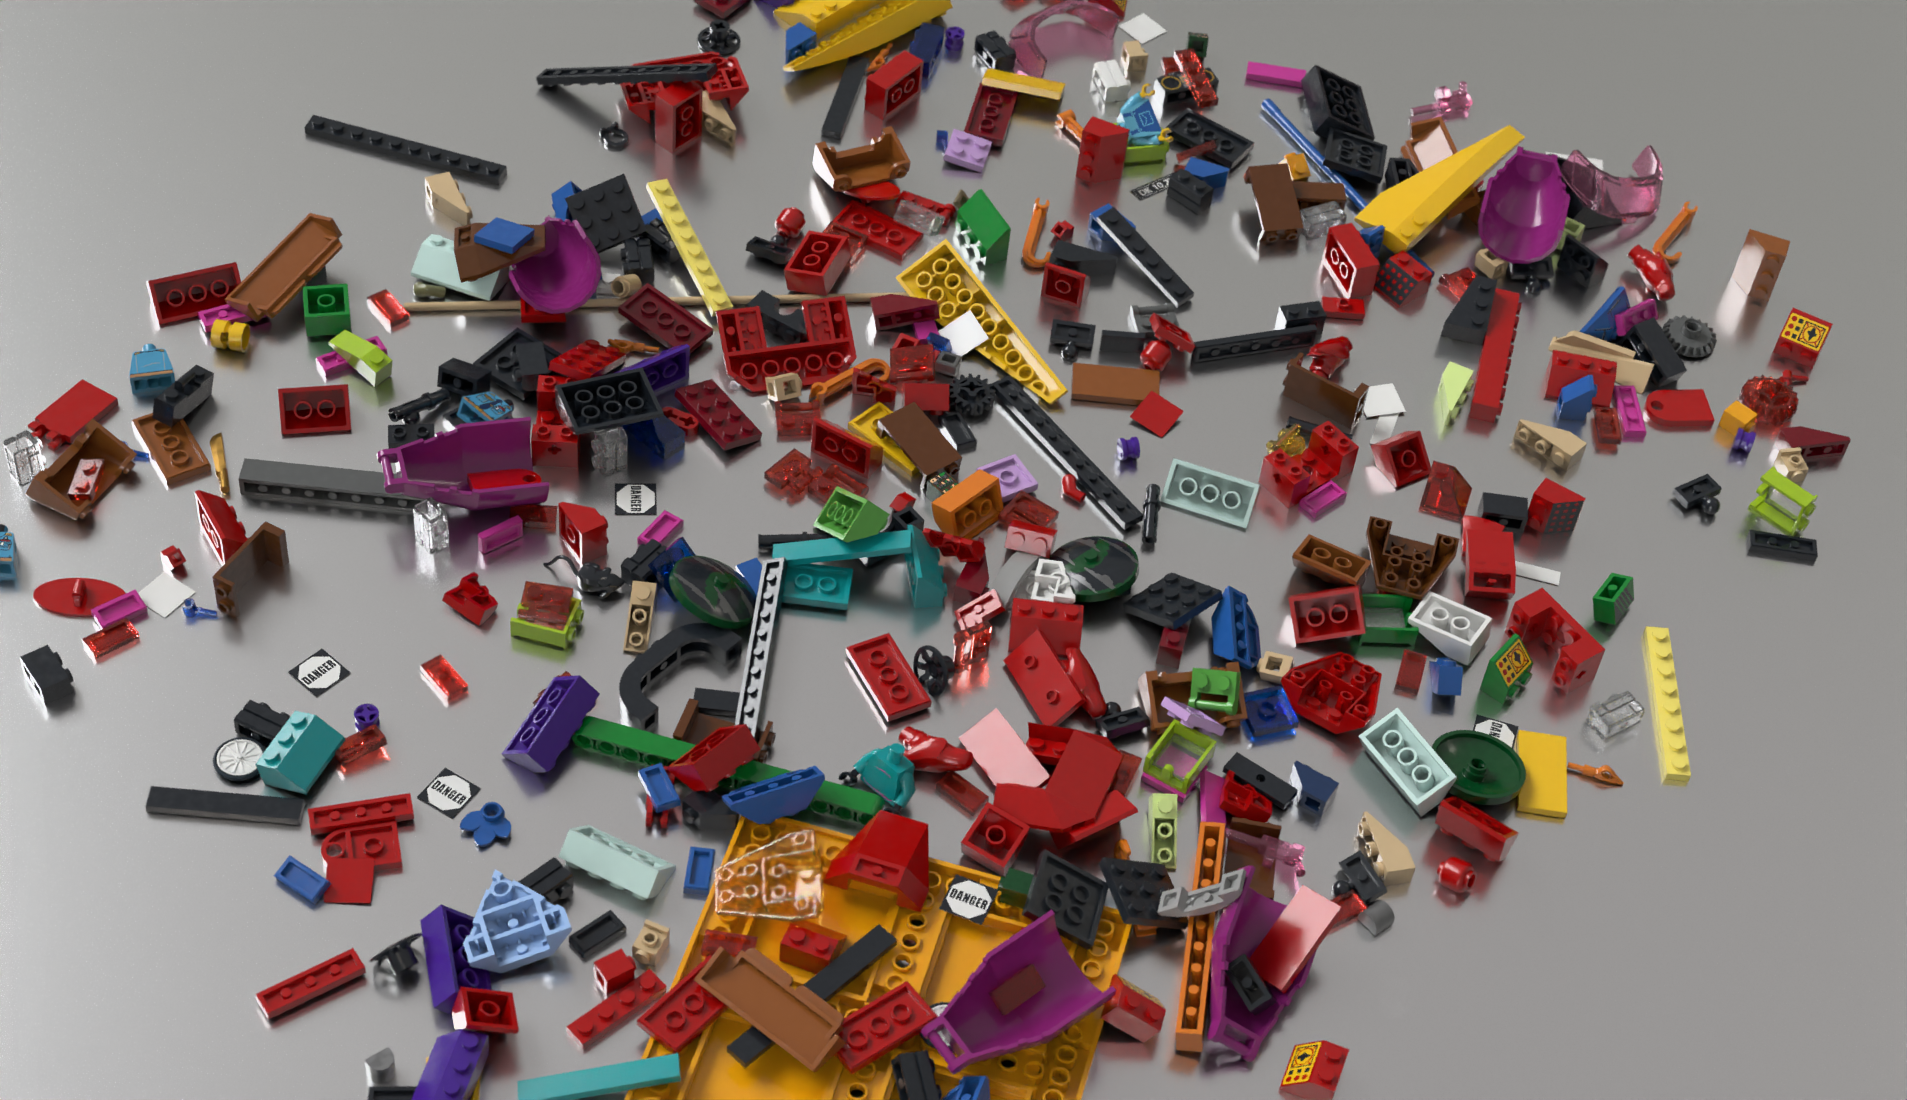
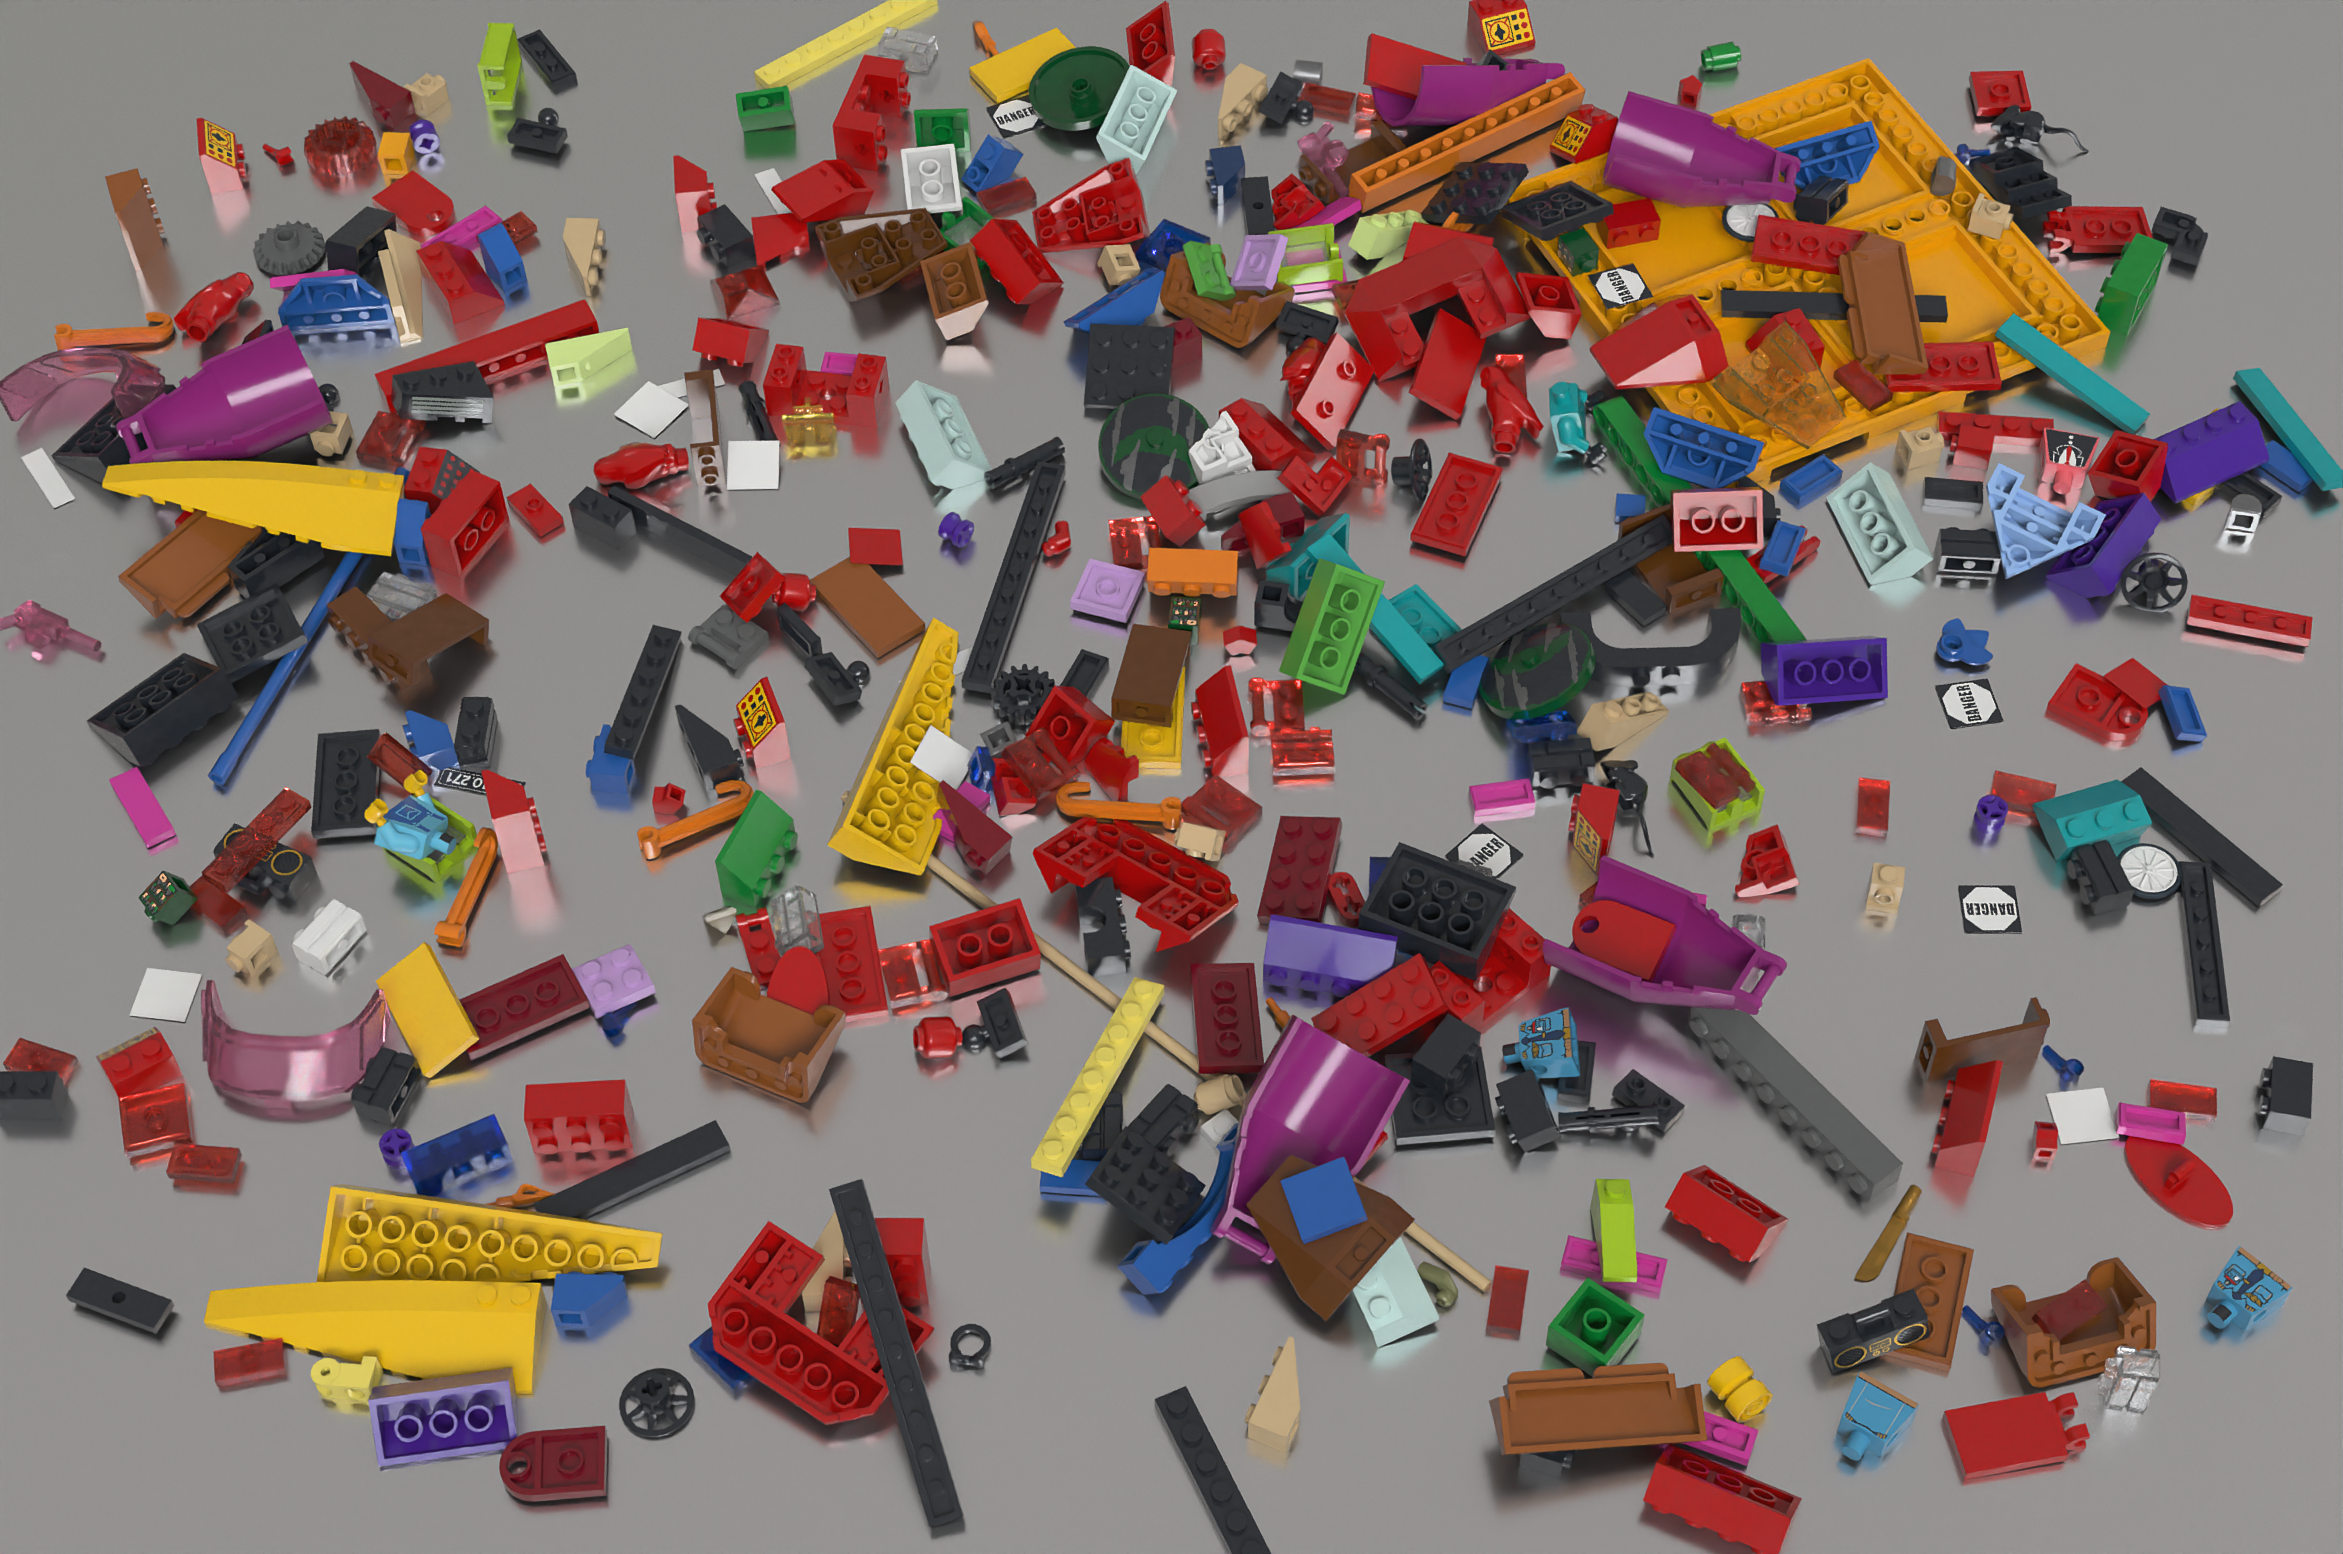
camera: 125 degrees left, 5 degrees up
(170, 739) = (2203, 945): none -> black tile
(362, 812) = (2076, 731): red plate -> none
(385, 619) = (1885, 888): none -> tan brick
(543, 1012) = (2066, 458): none -> torso
(786, 757) = (1629, 506): none -> blue tile
(1181, 903) = (1459, 114): light grey slope -> none
(1280, 405) = (753, 465): none -> white sticker
(1297, 166) = (320, 678): light orange bracket -> none

